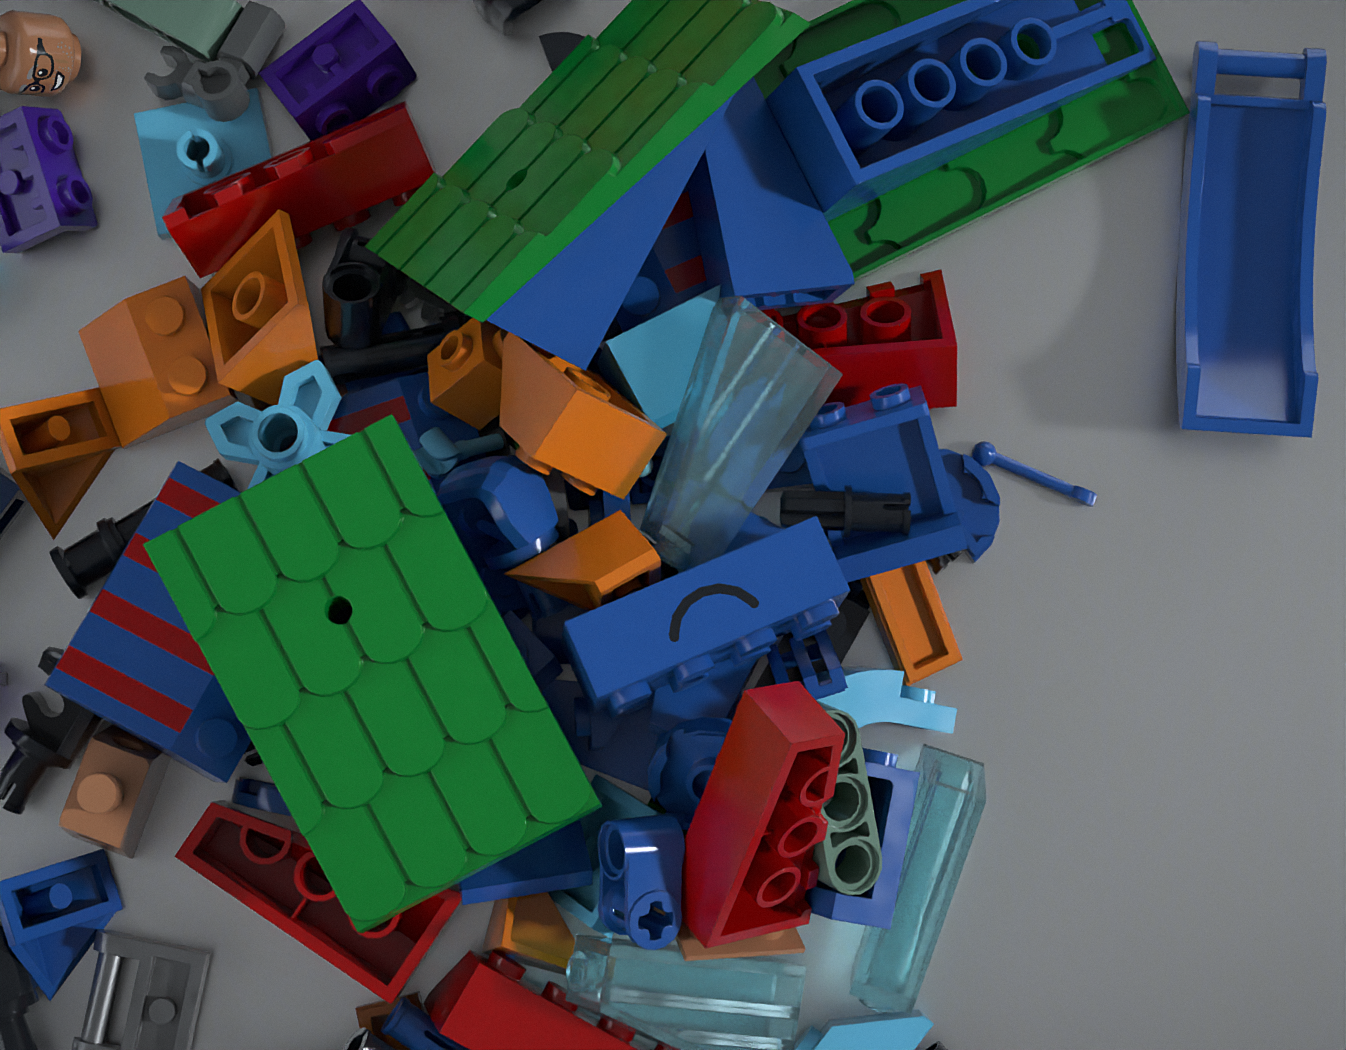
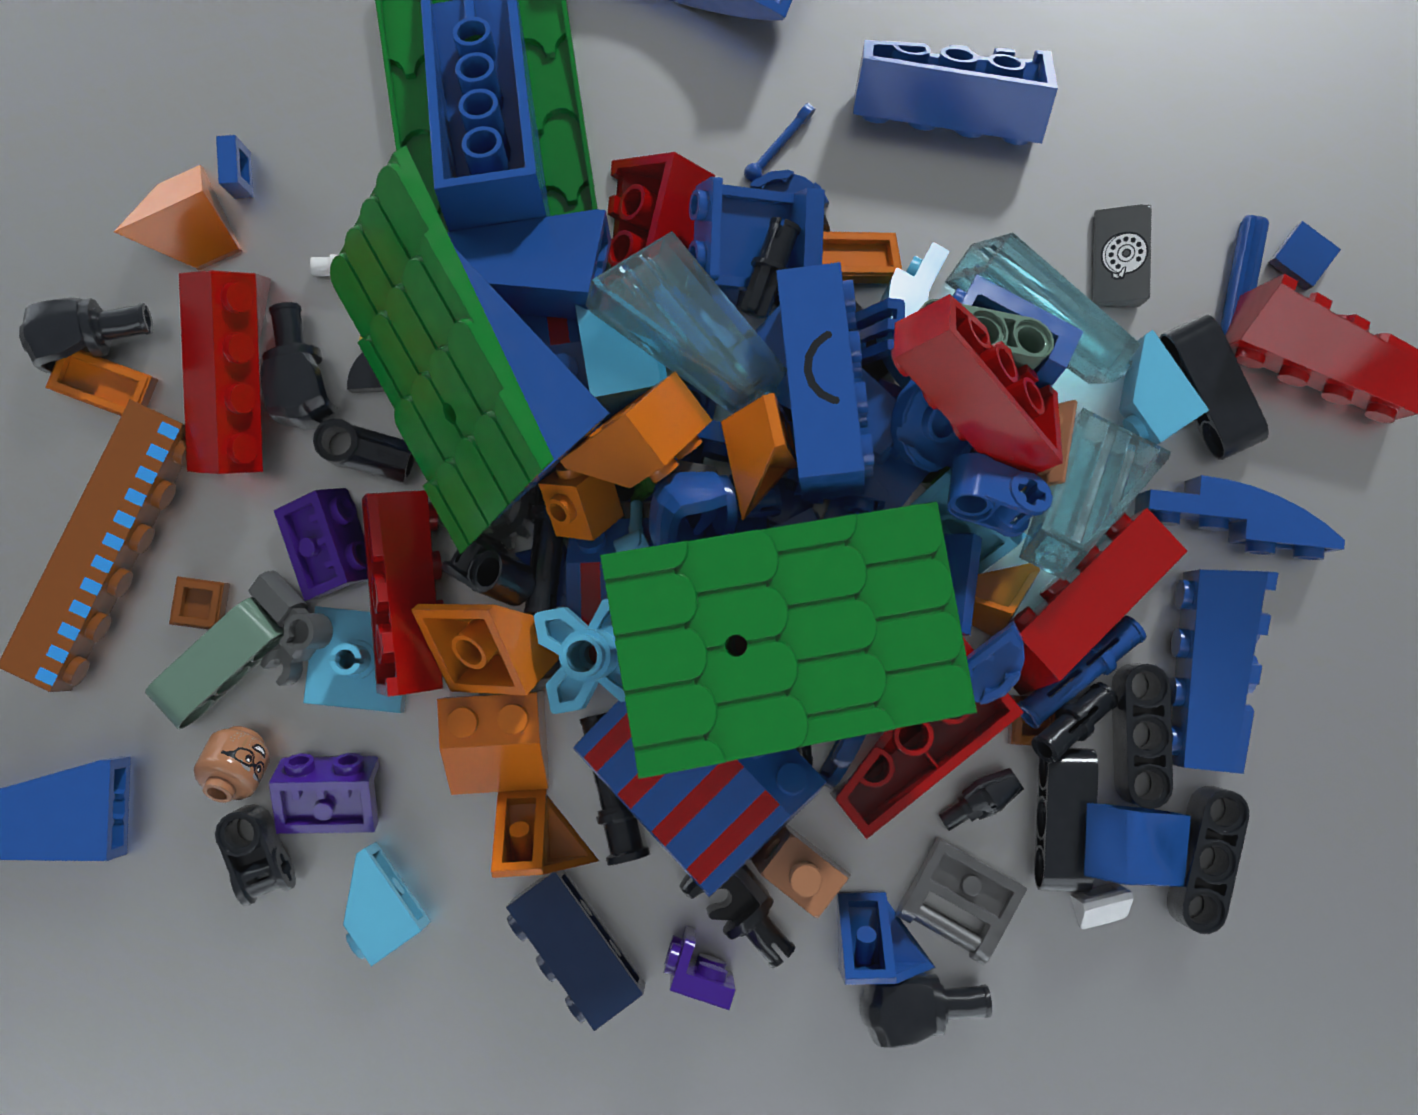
camera: 75 degrees left, 0 degrees up
(275, 994) = (983, 798): none -> black piece
(432, 944) = (996, 664): none -> blue tile
(468, 90) = (368, 452): none -> black piece
(1027, 959) = (1122, 256): none -> dark grey slope
(1173, 679) = (957, 90): none -> blue wedge

